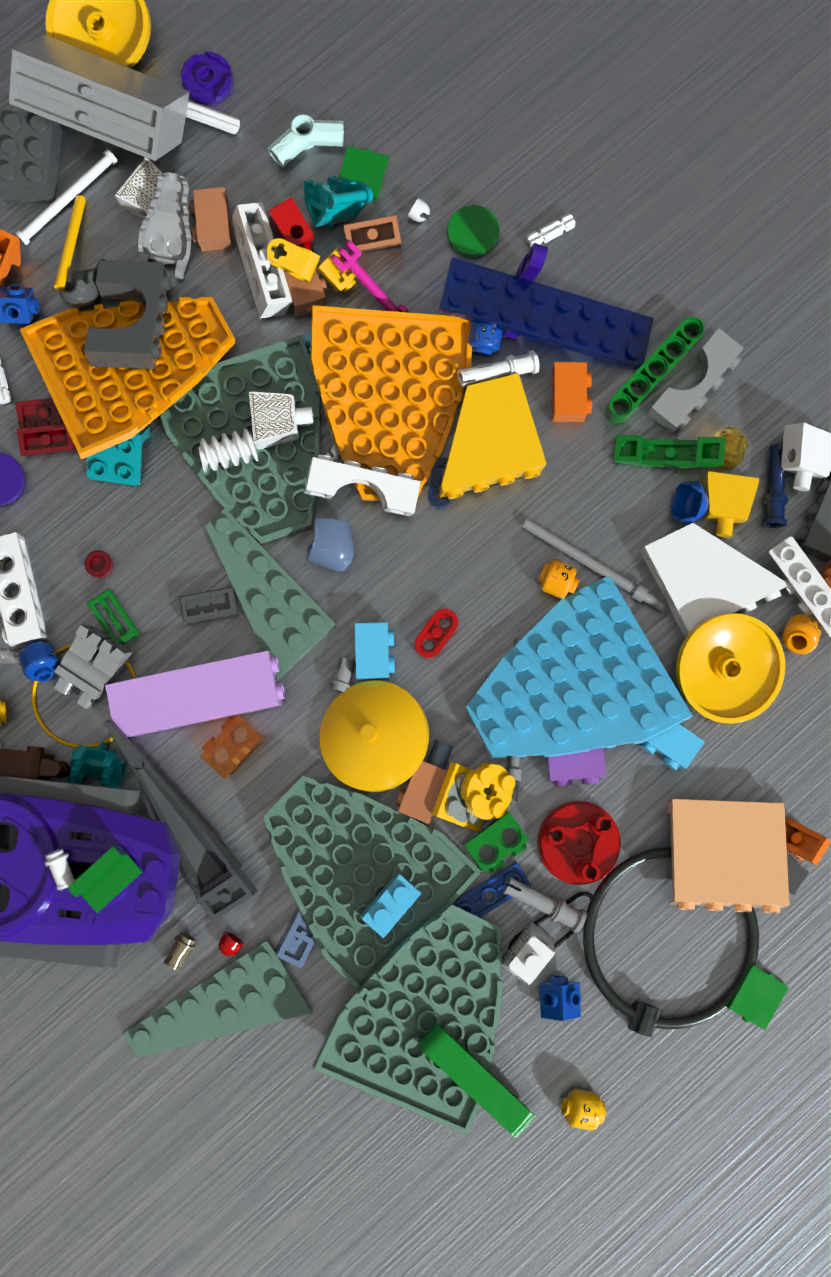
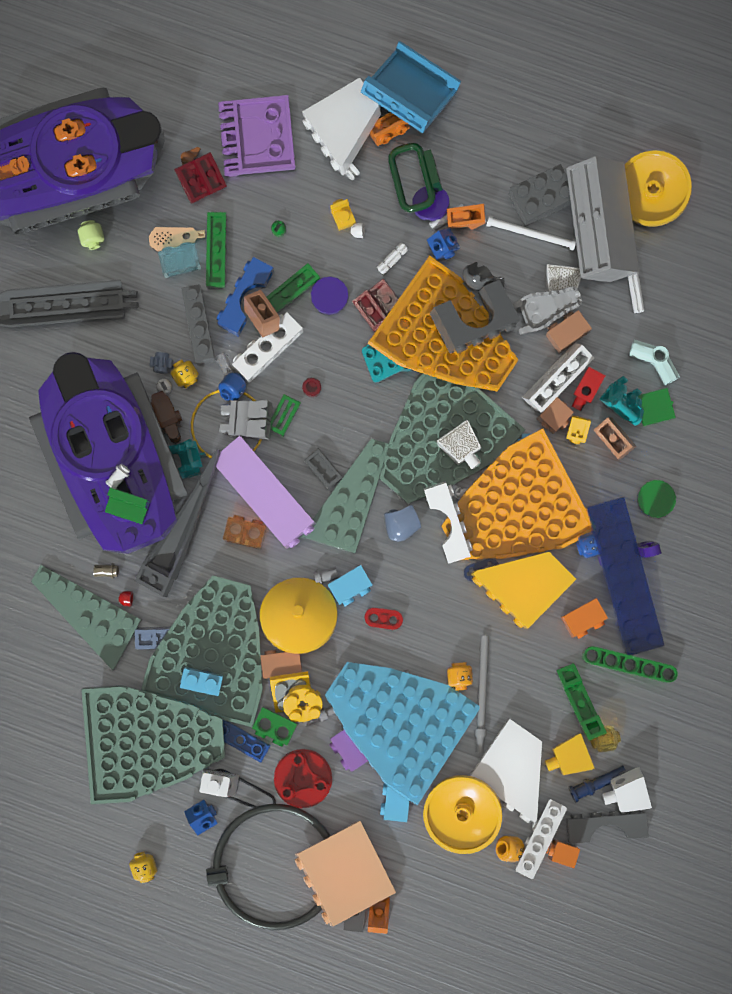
camera: 65 degrees right, 0 degrees up
(70, 242) = (502, 253): yellow bar -> none
(207, 78) = (660, 274): dark purple tile -> none
(227, 450) = (424, 426): white piece -> none
(297, 262) = (566, 401): yellow piece -> none
(349, 261) = (587, 434): dark pink hinge -> none
(417, 209) = (649, 457): white hinge -> none
(440, 754) = (309, 662): sand blue hinge -> none
(476, 1080) = (126, 791): green beam -> none
(509, 366) = (579, 571): white pin -> none
(551, 230) = (685, 548): white axle -> none
(555, 908) = (253, 786): light grey pin -> none
(689, 502) = (554, 732): blue hair -> none
(715, 358) = (661, 700): light grey arch -> none
(757, 997) = (268, 940): green piece -> none

